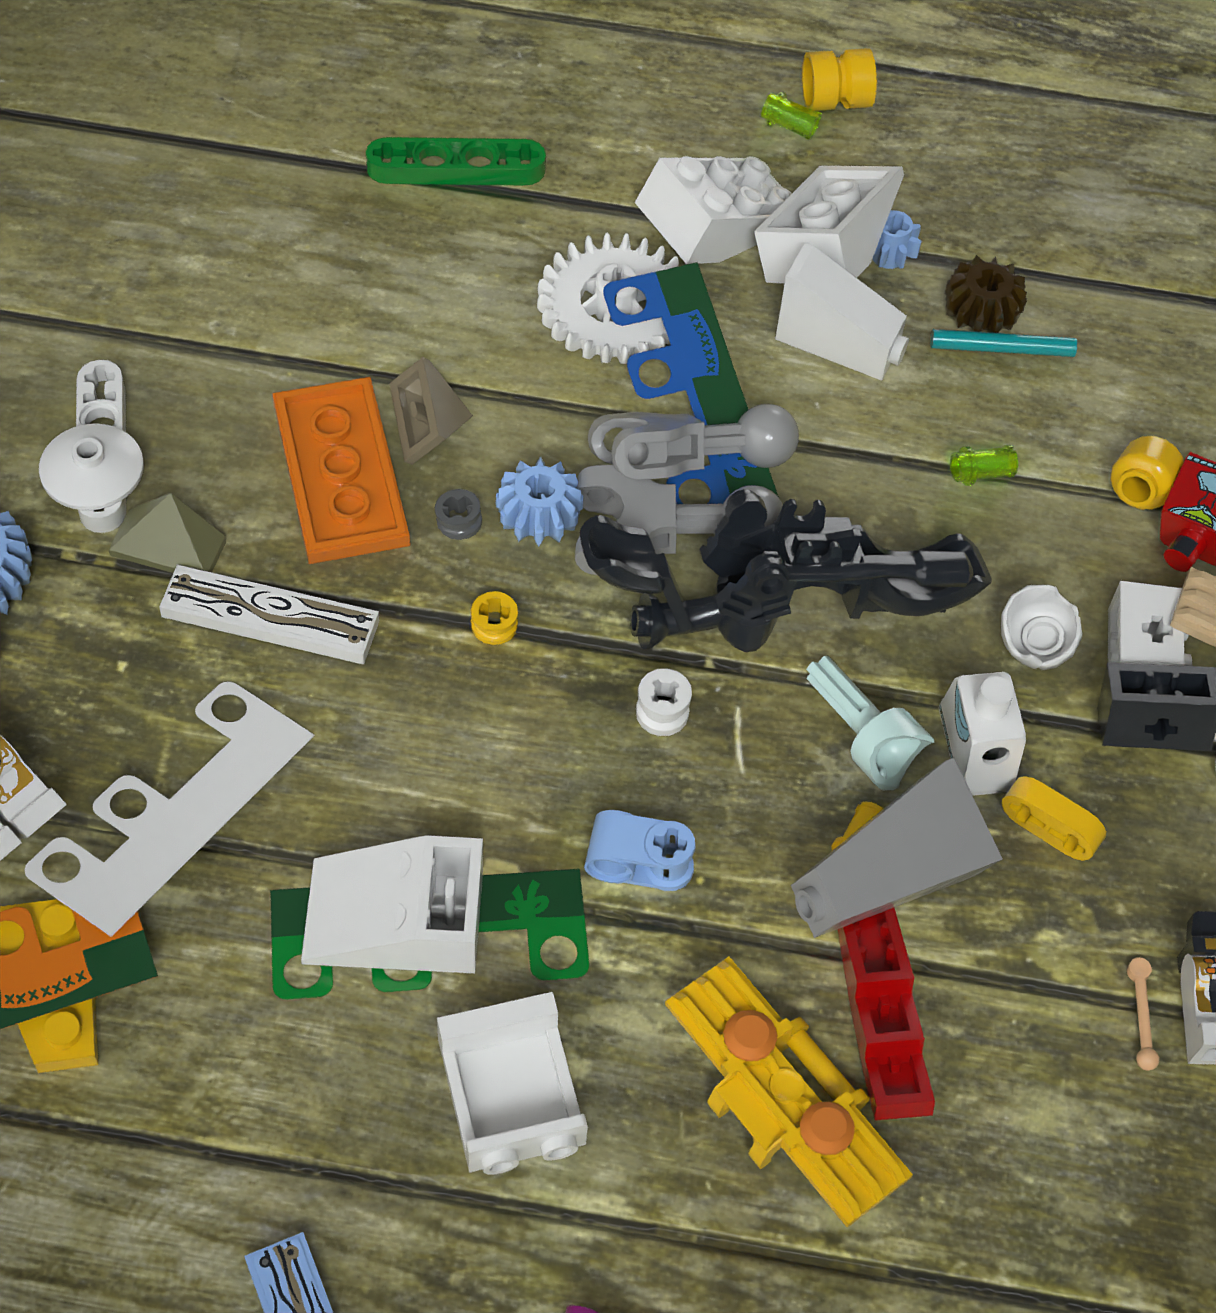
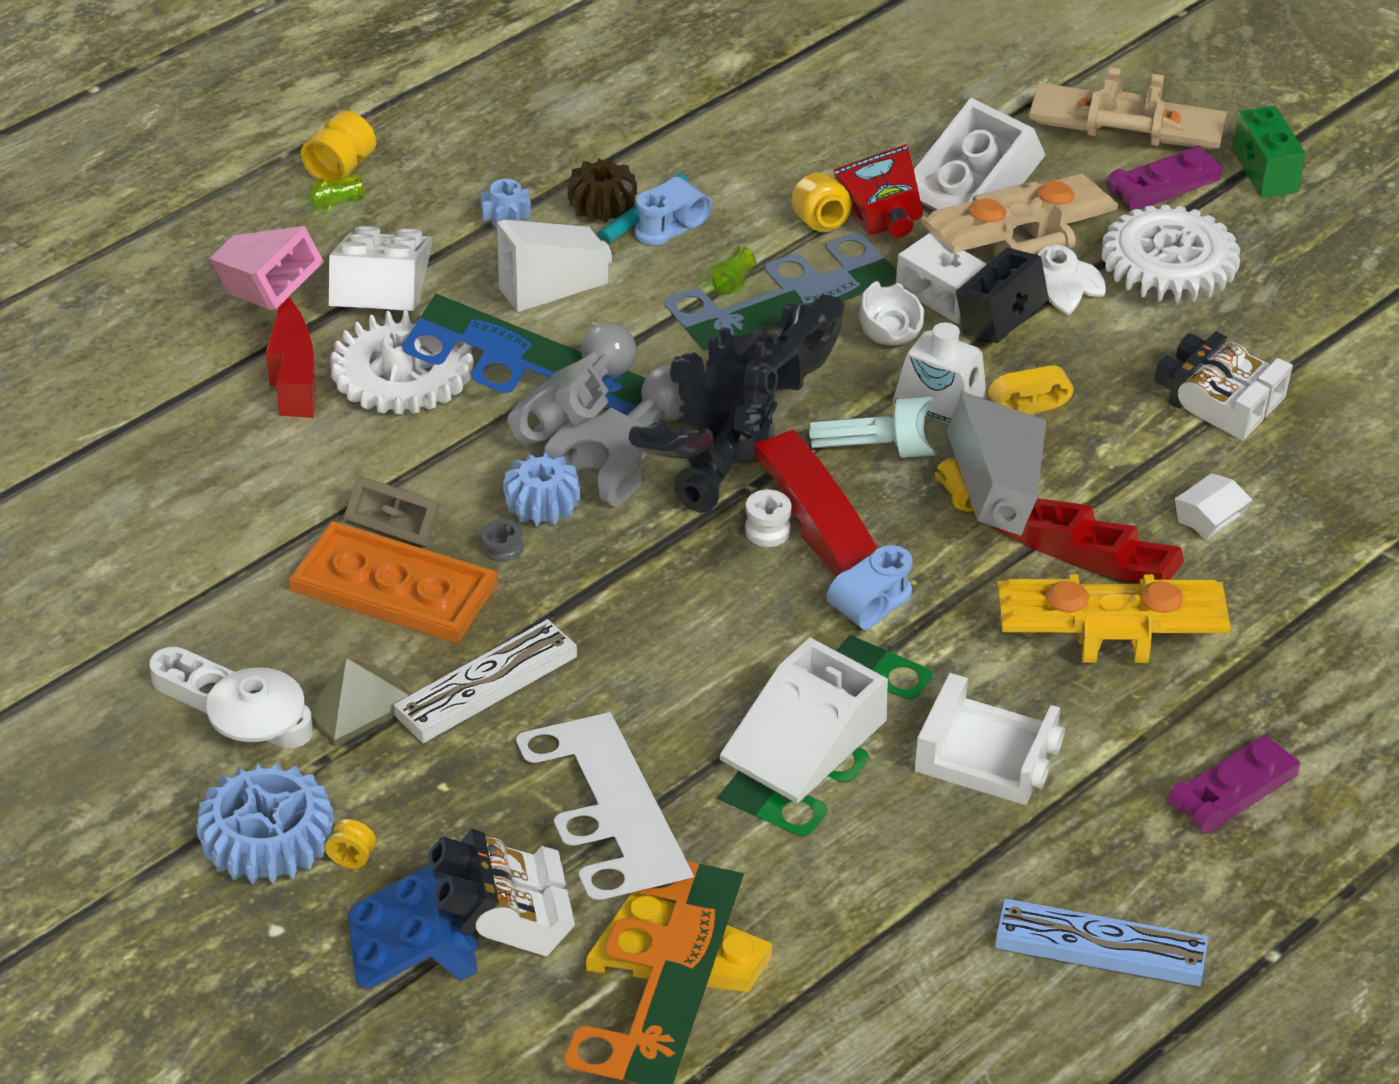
camera: 50 degrees left, 15 degrees down
(456, 155) = (140, 407): green beam -> none
(494, 633) = (611, 567): yellow bush -> none
(539, 223) = (292, 363): none -> red slope
(615, 127) = (266, 264): none -> bright pink slope
(710, 731) = (816, 501): none -> red slope
(835, 211) = (462, 216): white slope -> none
(1014, 541) = (767, 309): none -> piece
(1017, 362) = (670, 211): none -> light blue piece
(1043, 1091) = (1211, 505): none -> white piece
(1139, 971) = (1165, 423): light nougat hinge -> none

